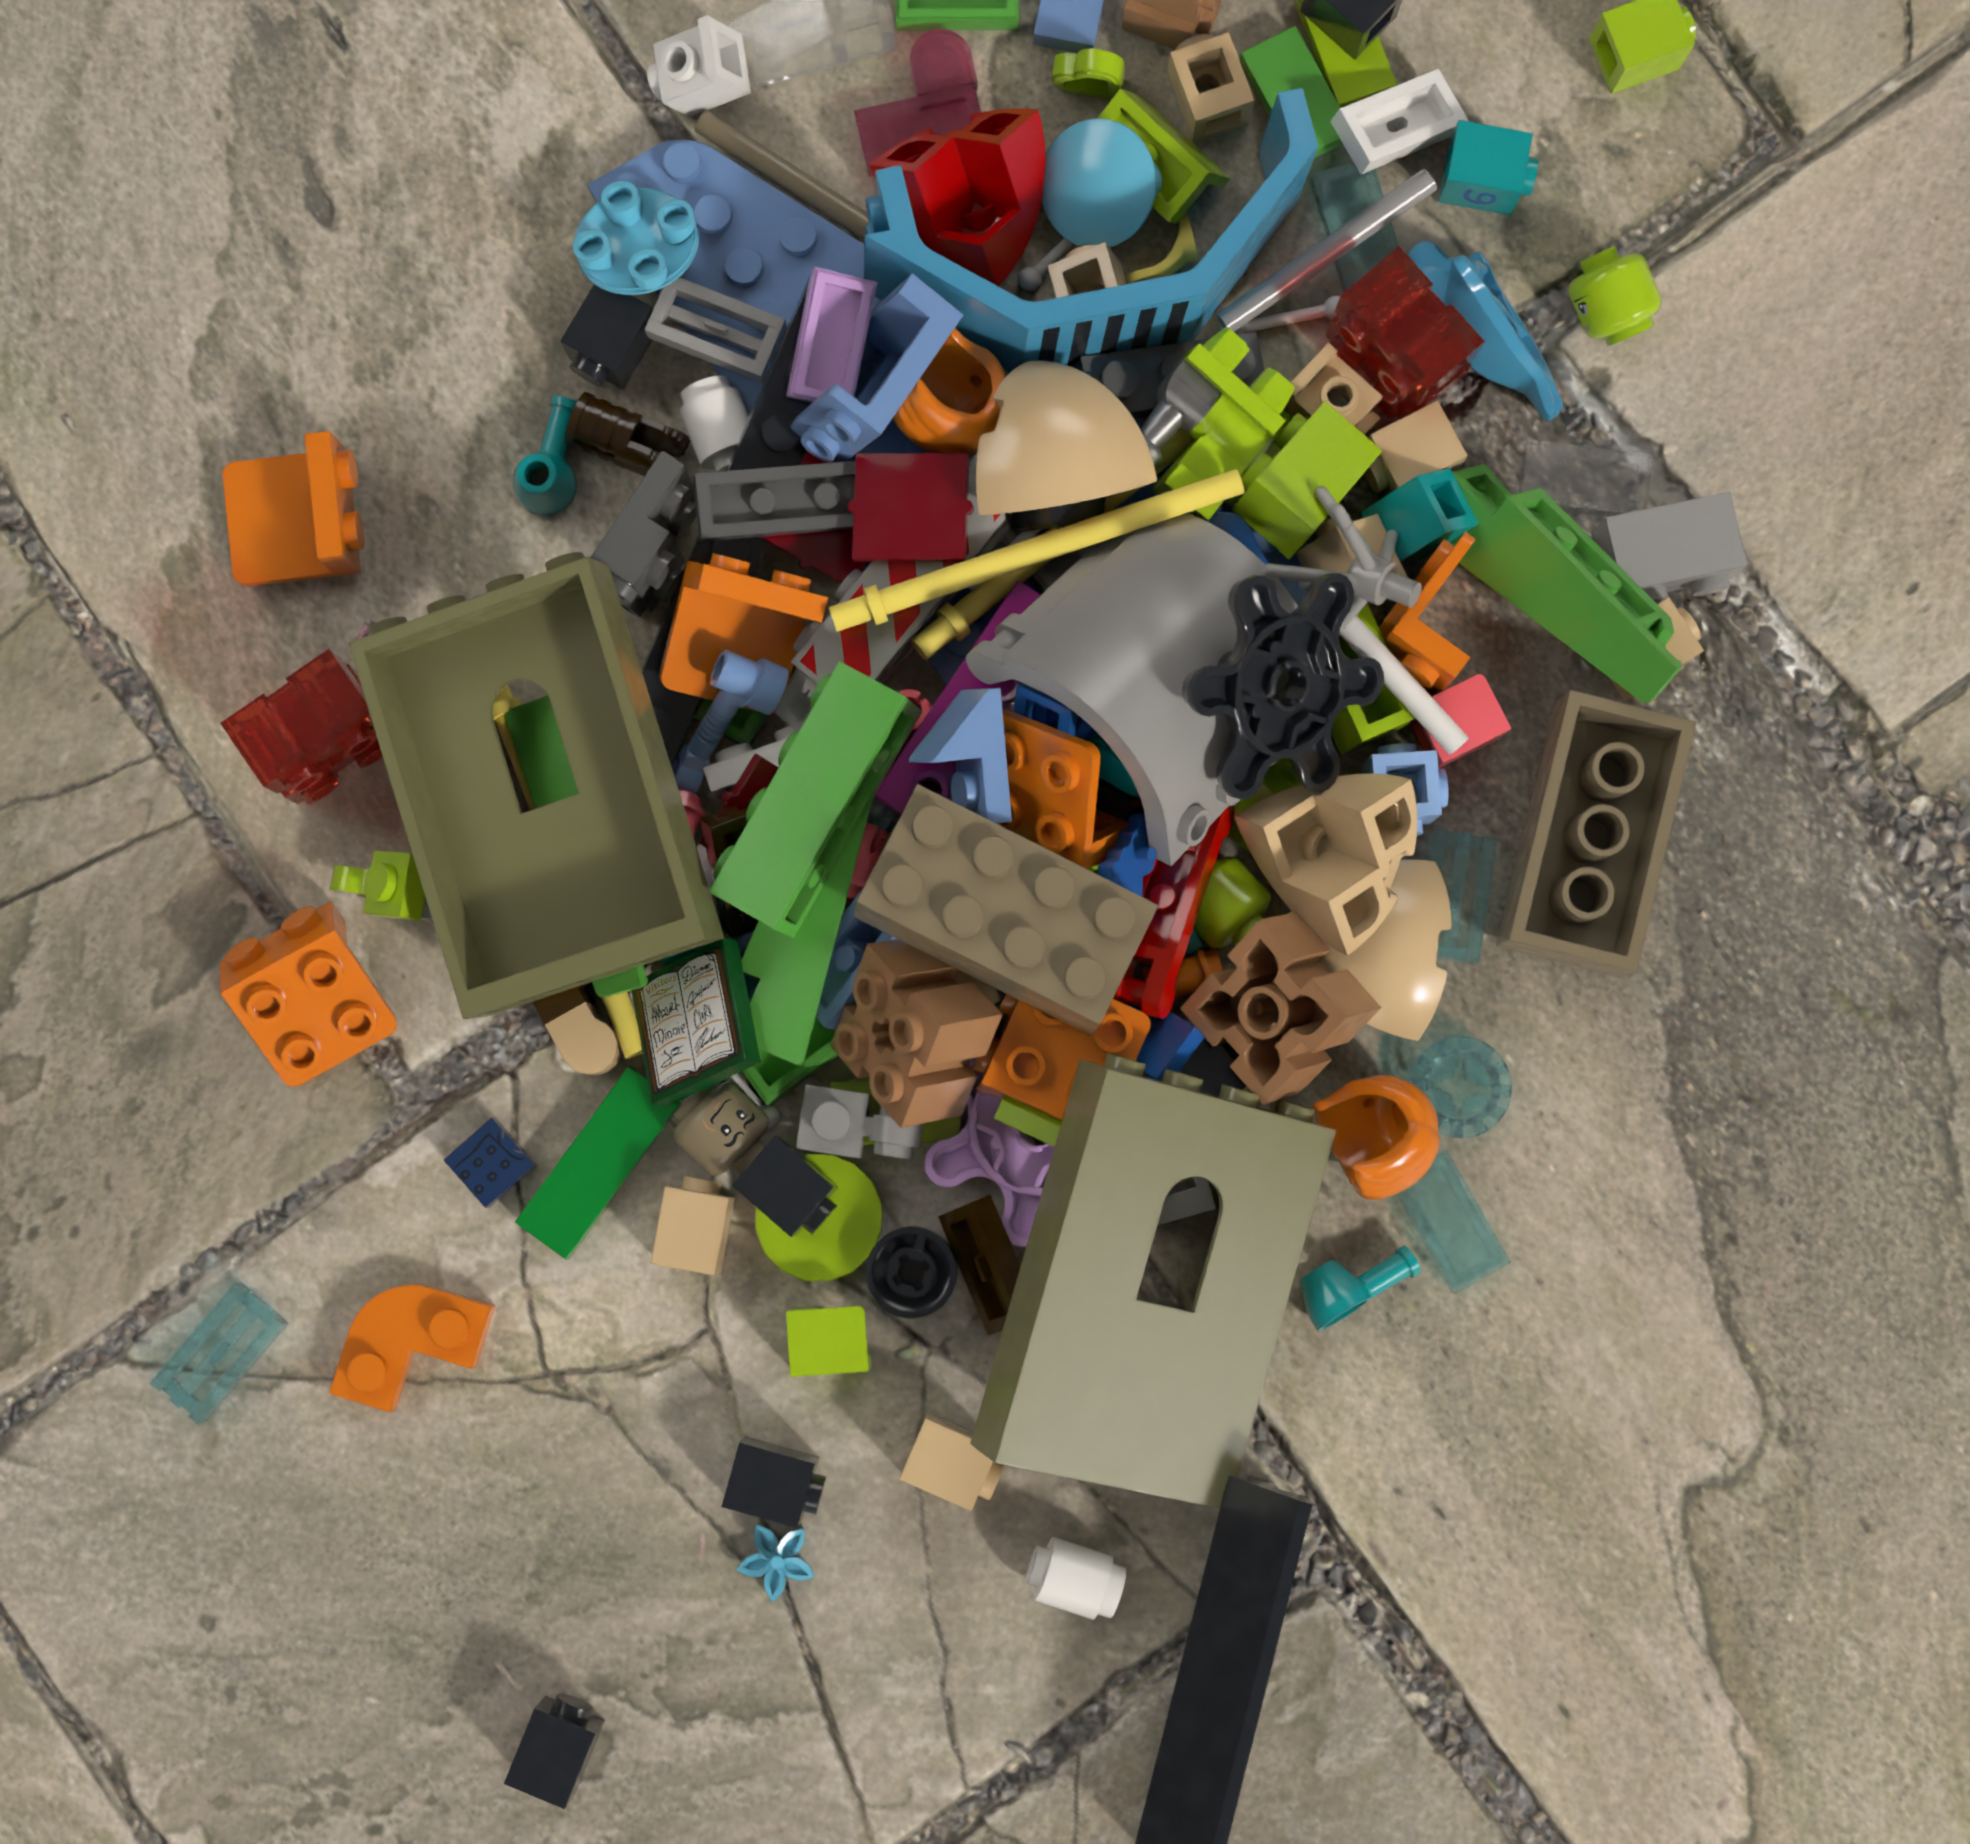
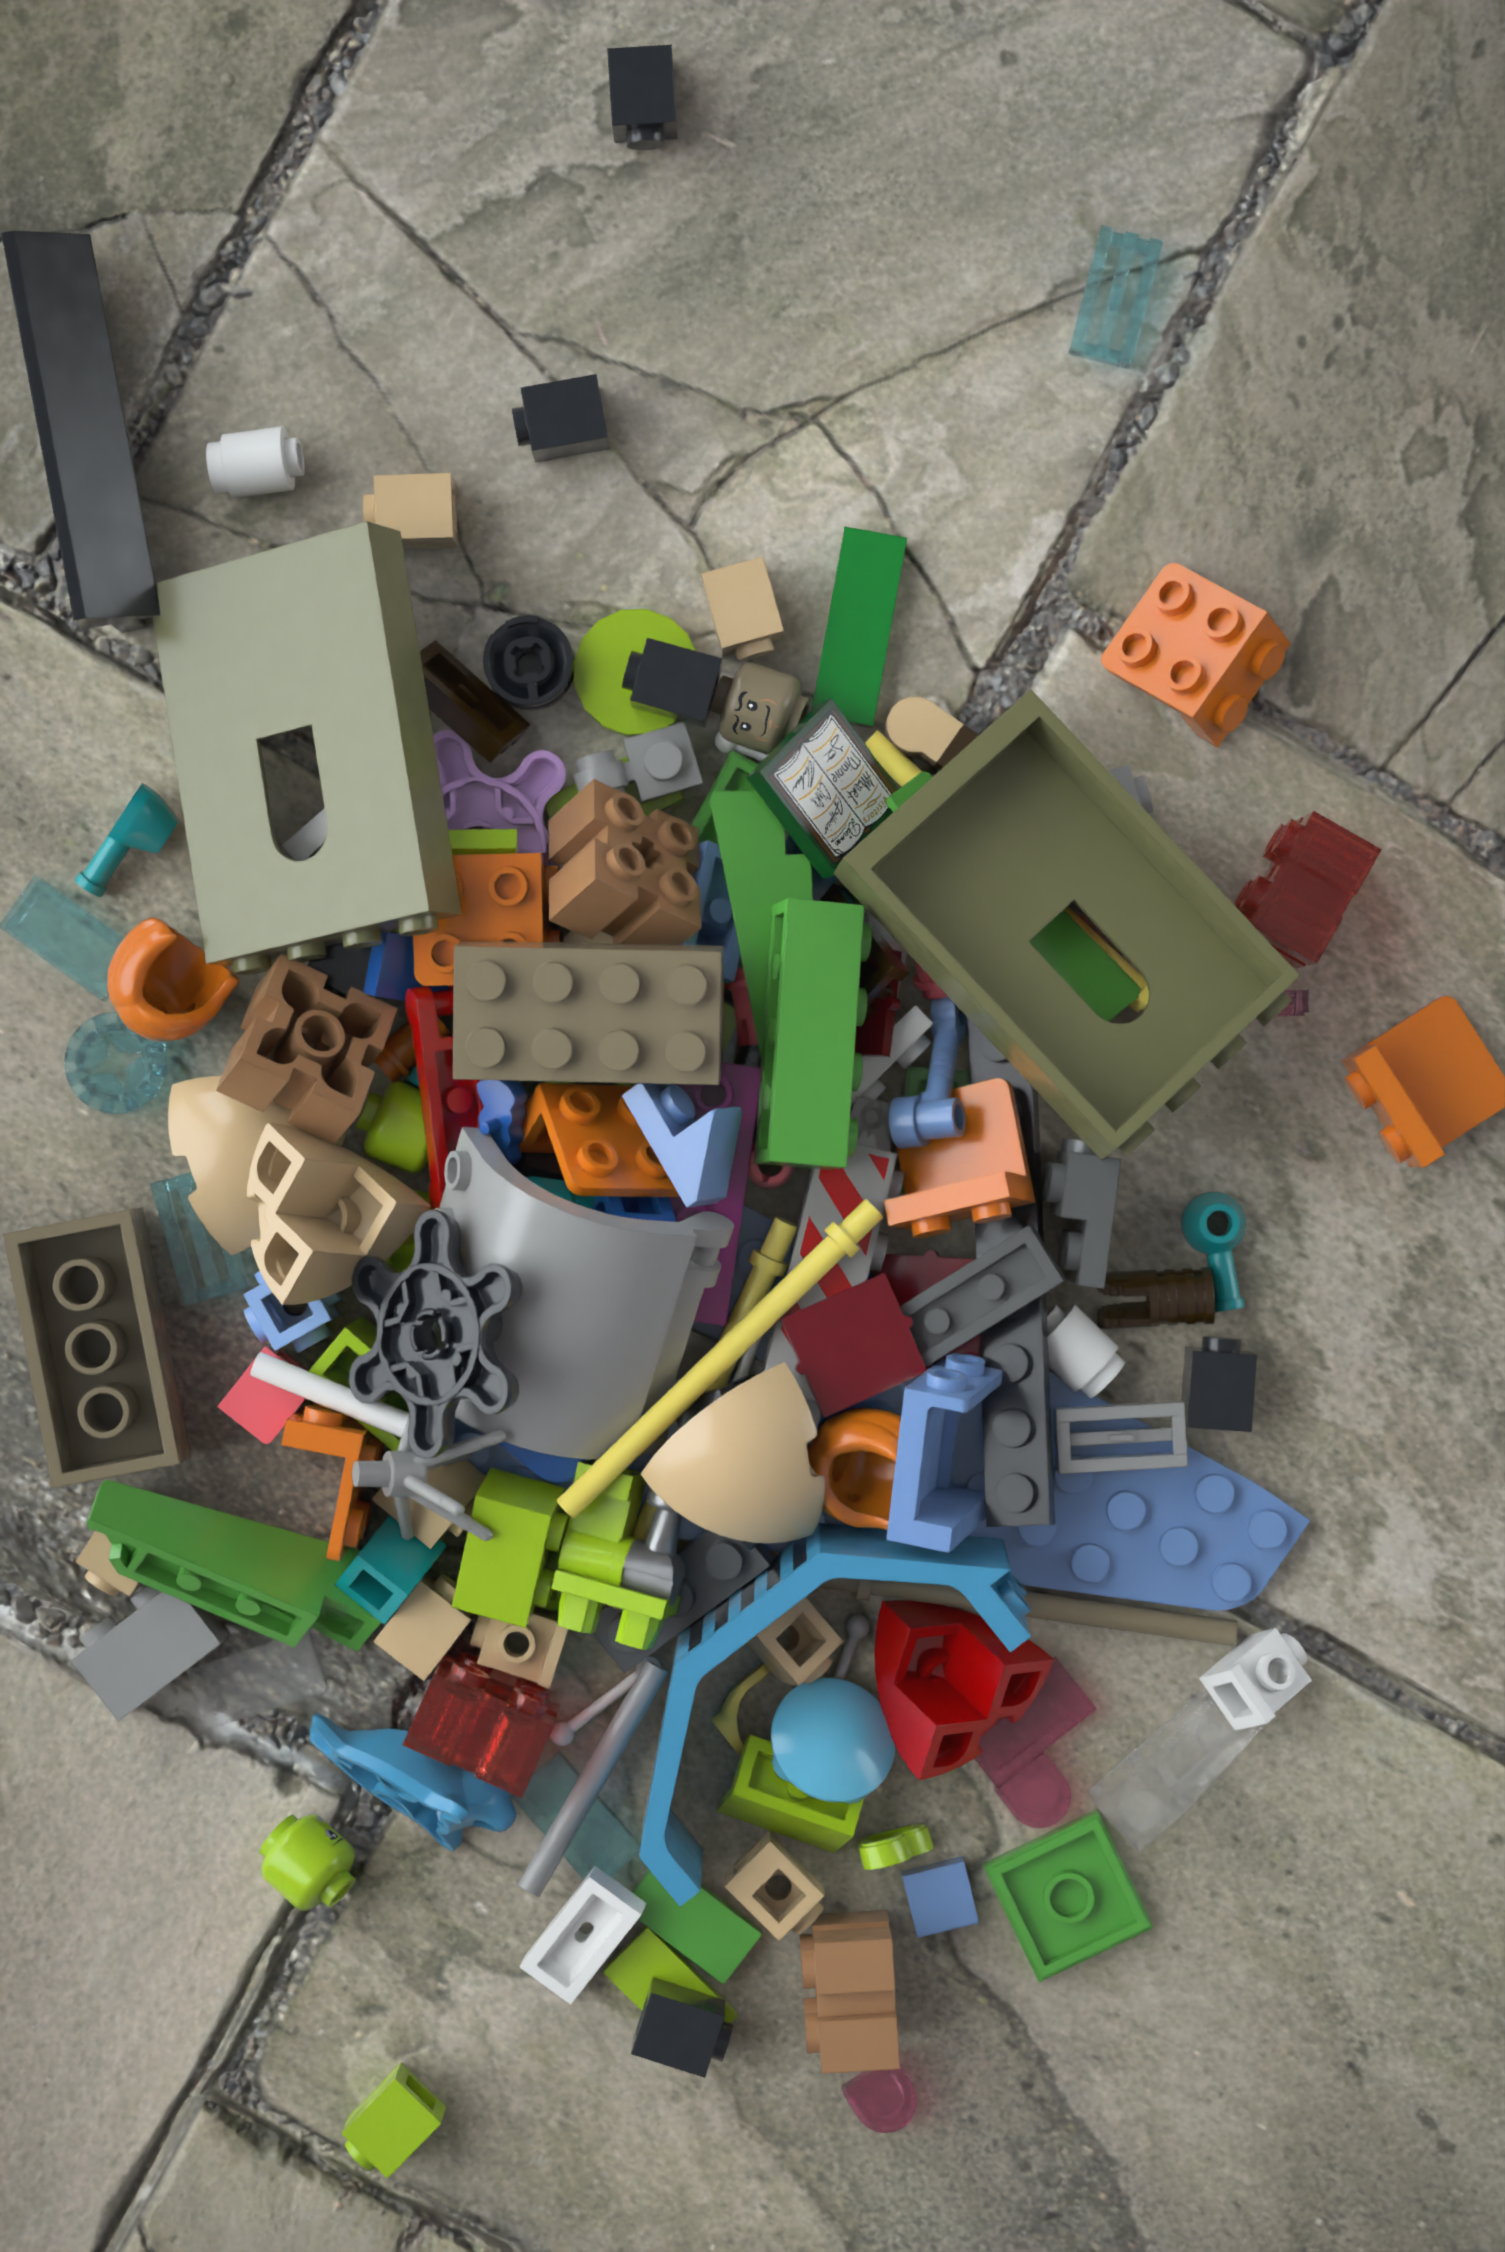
camera: 150 degrees right, 5 degrees up
(389, 885) = (1165, 784): lime plate -> none
(395, 1327) = (967, 399): orange plate -> none
(490, 1162) = (956, 581): dark blue tile -> none
(636, 239) = (1233, 1483): medium azure dish -> none
(776, 1560) = (529, 353): medium azure plant -> none
(827, 1340) = (574, 564): lime panel -> none
(831, 334) = (1002, 1468): lavender tile -> none
(1487, 168) = (480, 1930): teal brick -> none

